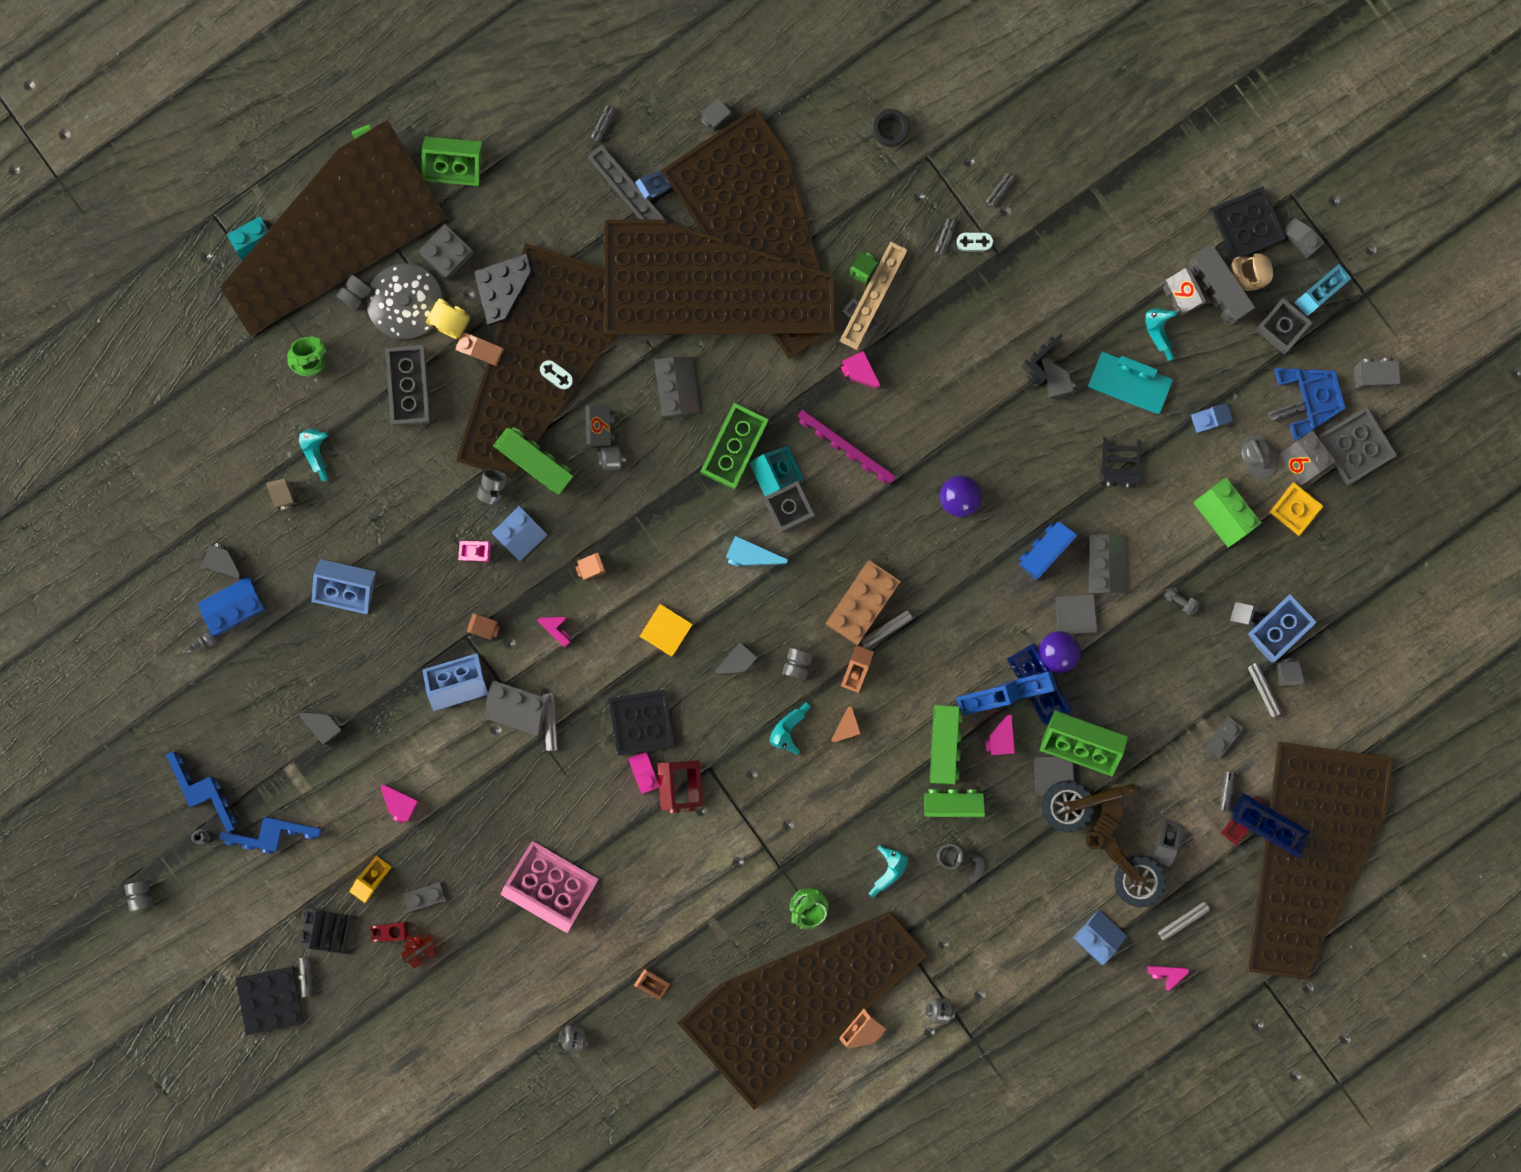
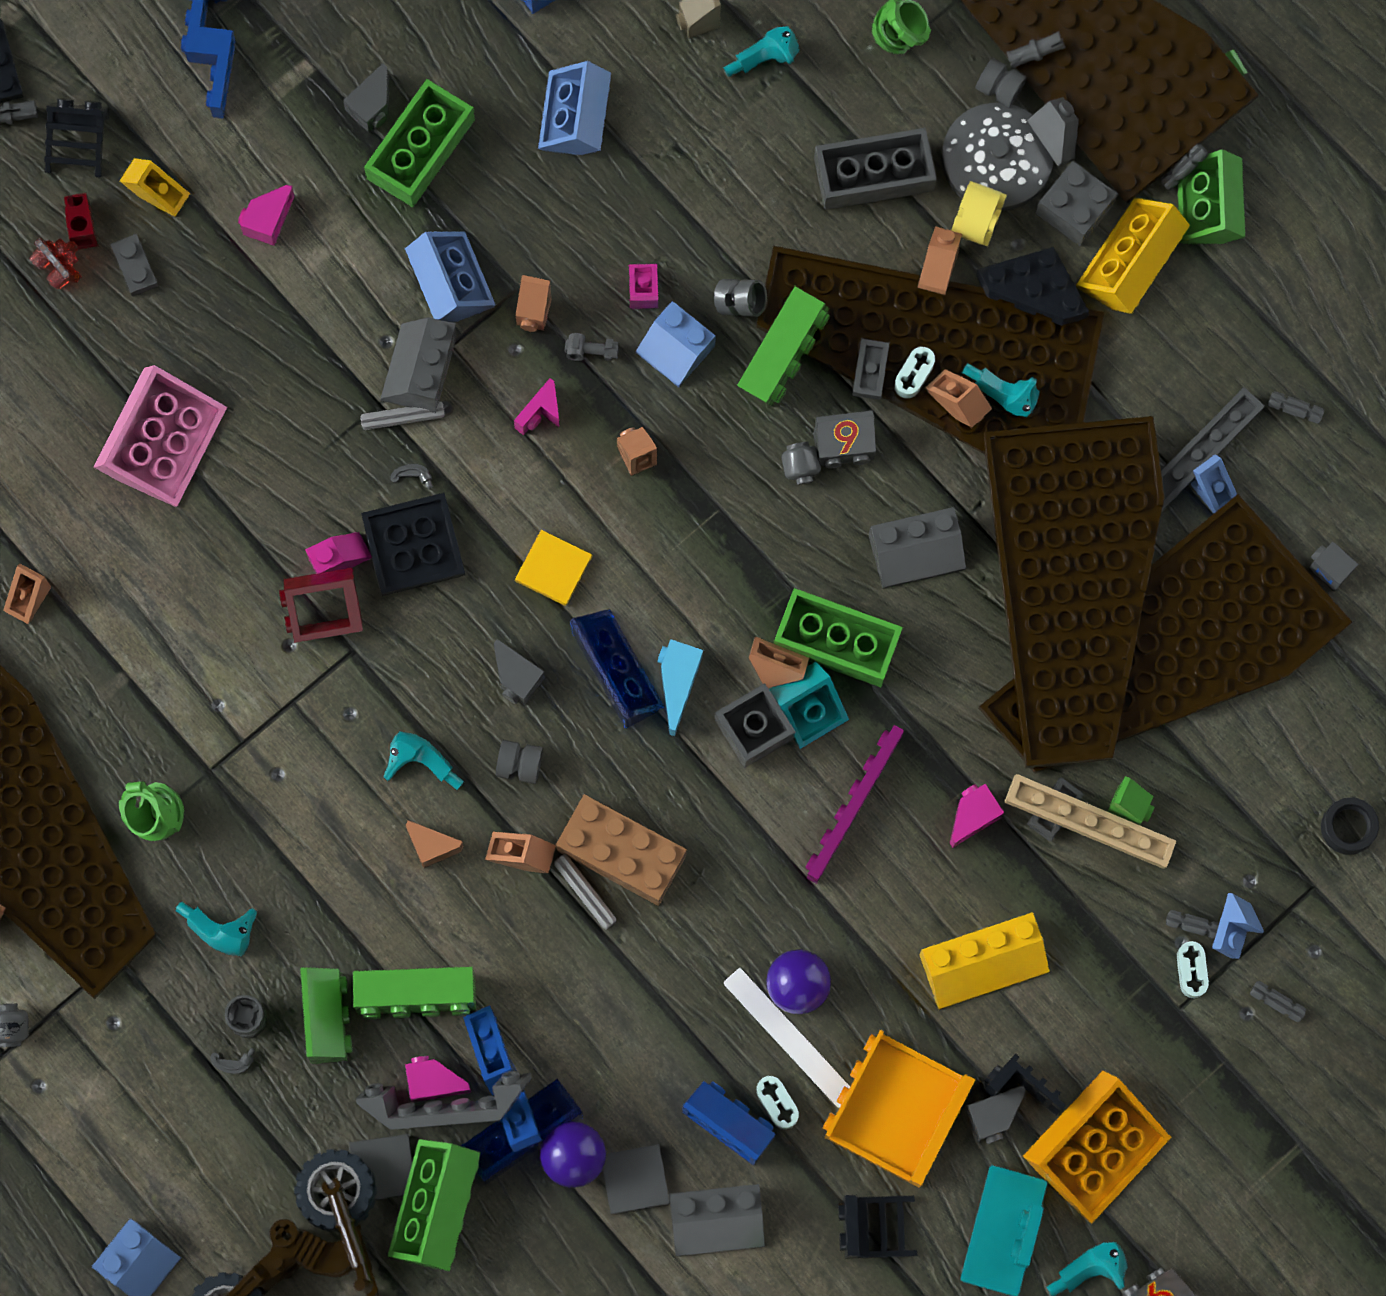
camera: 80 degrees right, 10 degrees down
(335, 266) = (1036, 50): none -> dark grey pin
(358, 694) = (419, 143): none -> bright green brick
(392, 259) = (1057, 129): none -> dark grey slope
(427, 176) = (1184, 166): none -> dark grey axle
(485, 218) = (1133, 254): none -> yellow slope
(514, 601) = (576, 347): none -> dark grey bar
(552, 404) = (870, 369): none -> dark grey plate
(578, 347) = (959, 397): none -> nougat slope
(582, 308) = (1015, 398): none -> teal animal
(589, 718) = (412, 470): none -> dark grey piece
(738, 594) = (616, 667): none -> clear blue slope
(749, 487) = (776, 664): none -> nougat slope
(945, 209) = (1235, 922): none -> medium blue slope
(956, 374) = (985, 960): none -> yellow slope
(993, 506) = (786, 1035): none -> white sticker
(1014, 772) = (383, 1105): none -> dark grey slope
(1032, 514) = (783, 1098): none -> light aqua beam
(1046, 441) = (897, 1108): none -> light orange panel
(1082, 317) = (1097, 1146): none -> light orange slope

